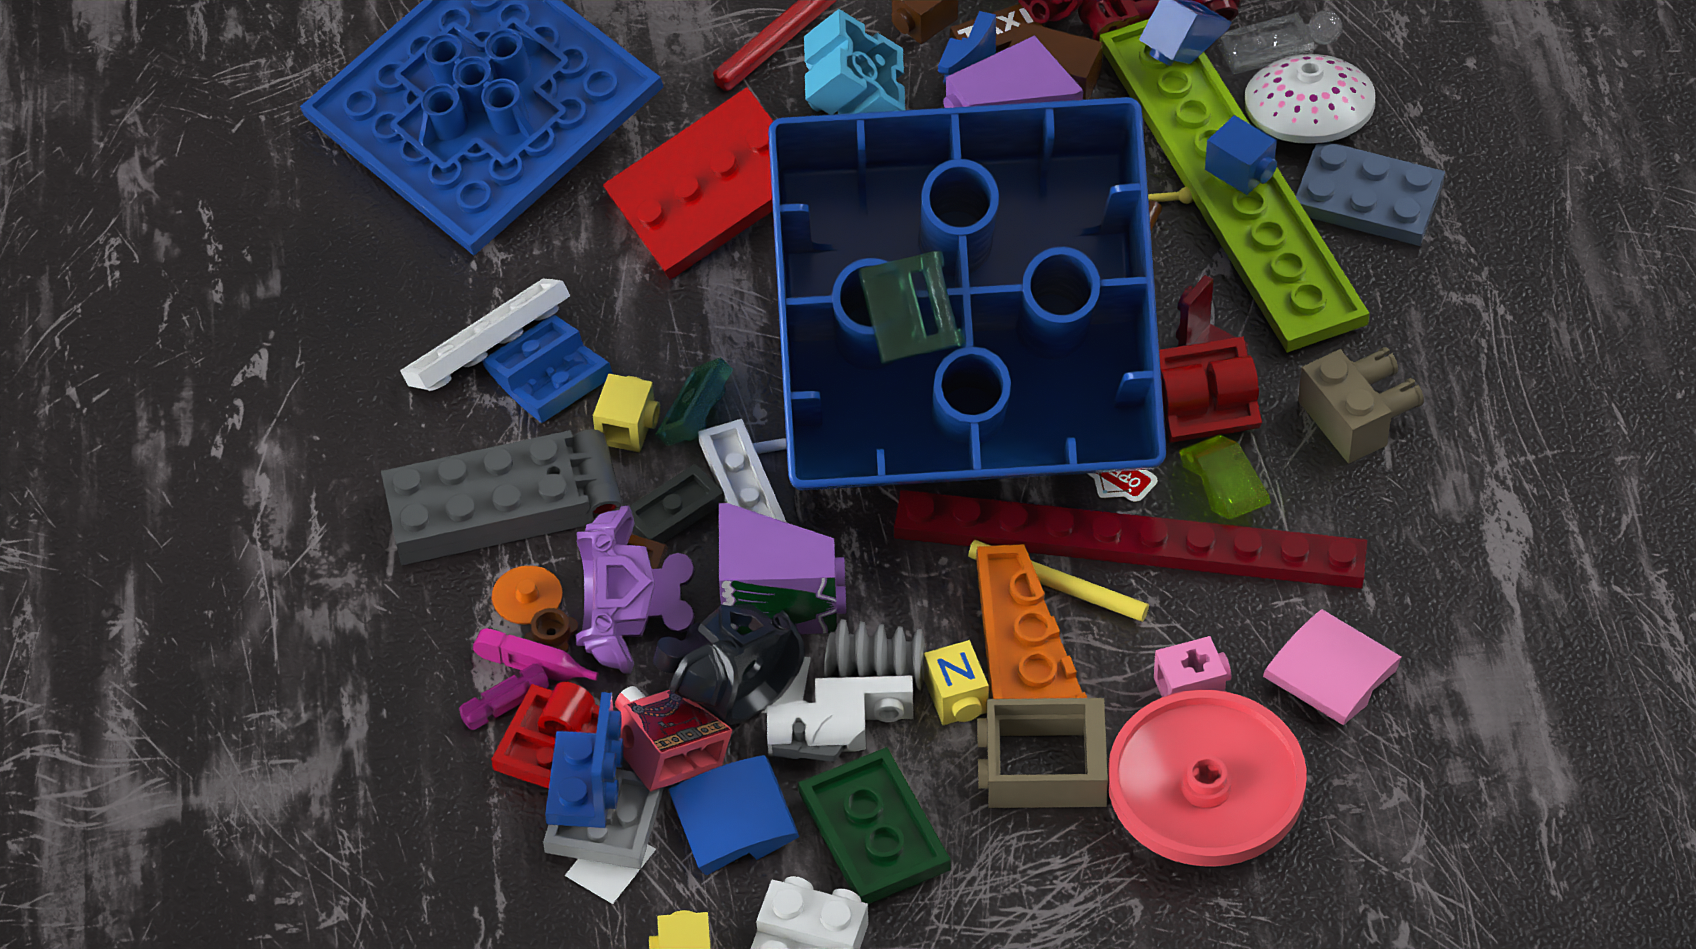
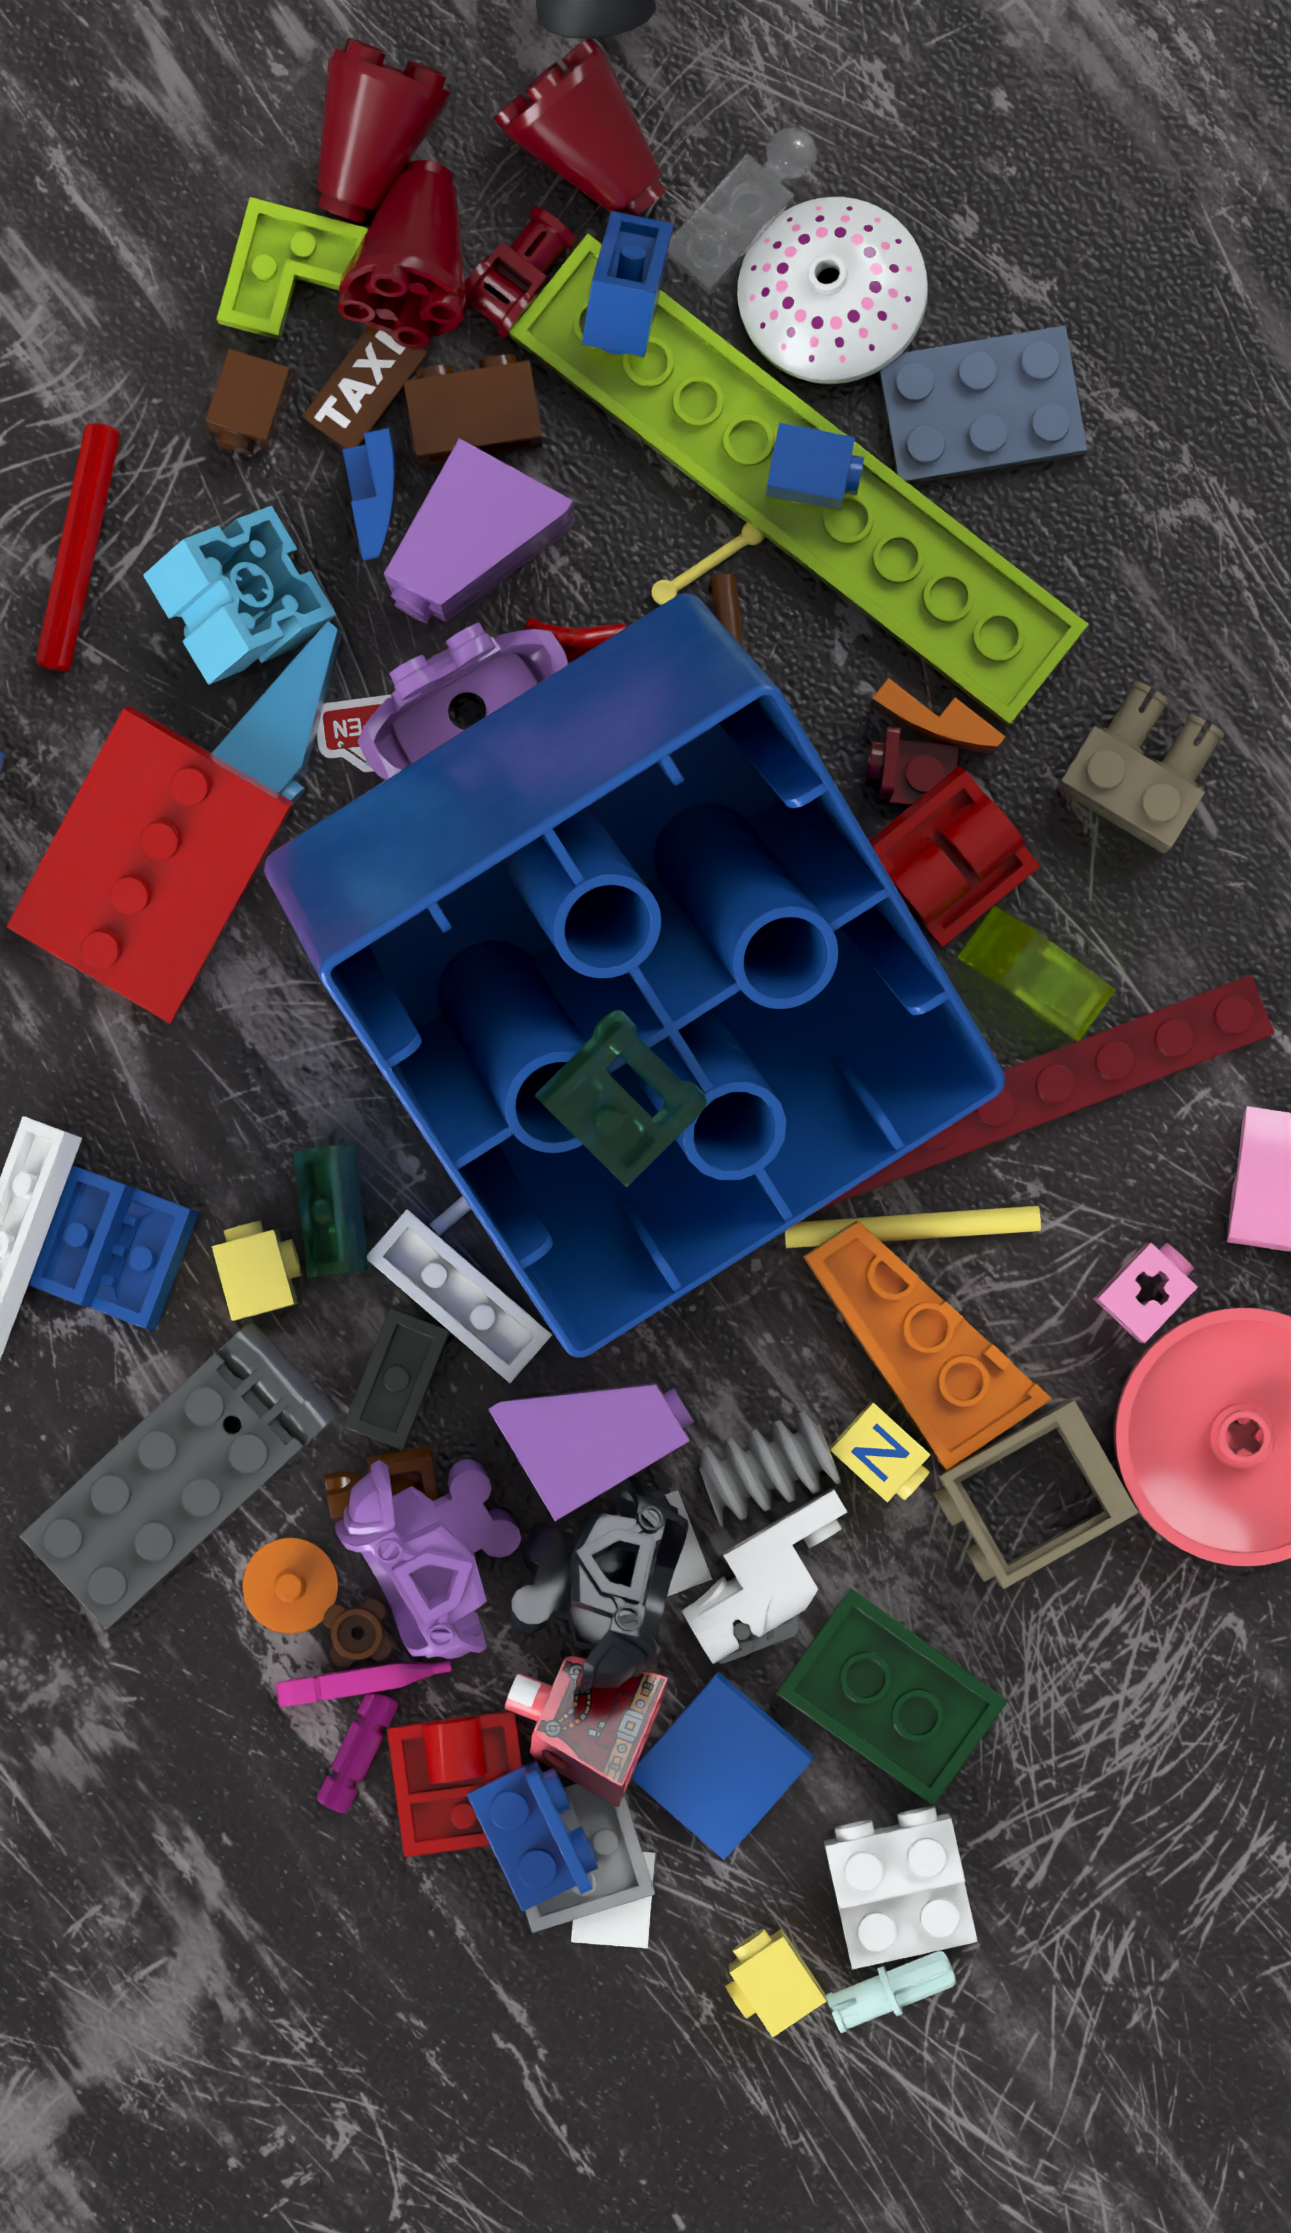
camera: 25 degrees left, 35 degrees up
(1247, 322) = (955, 726): none -> orange slope

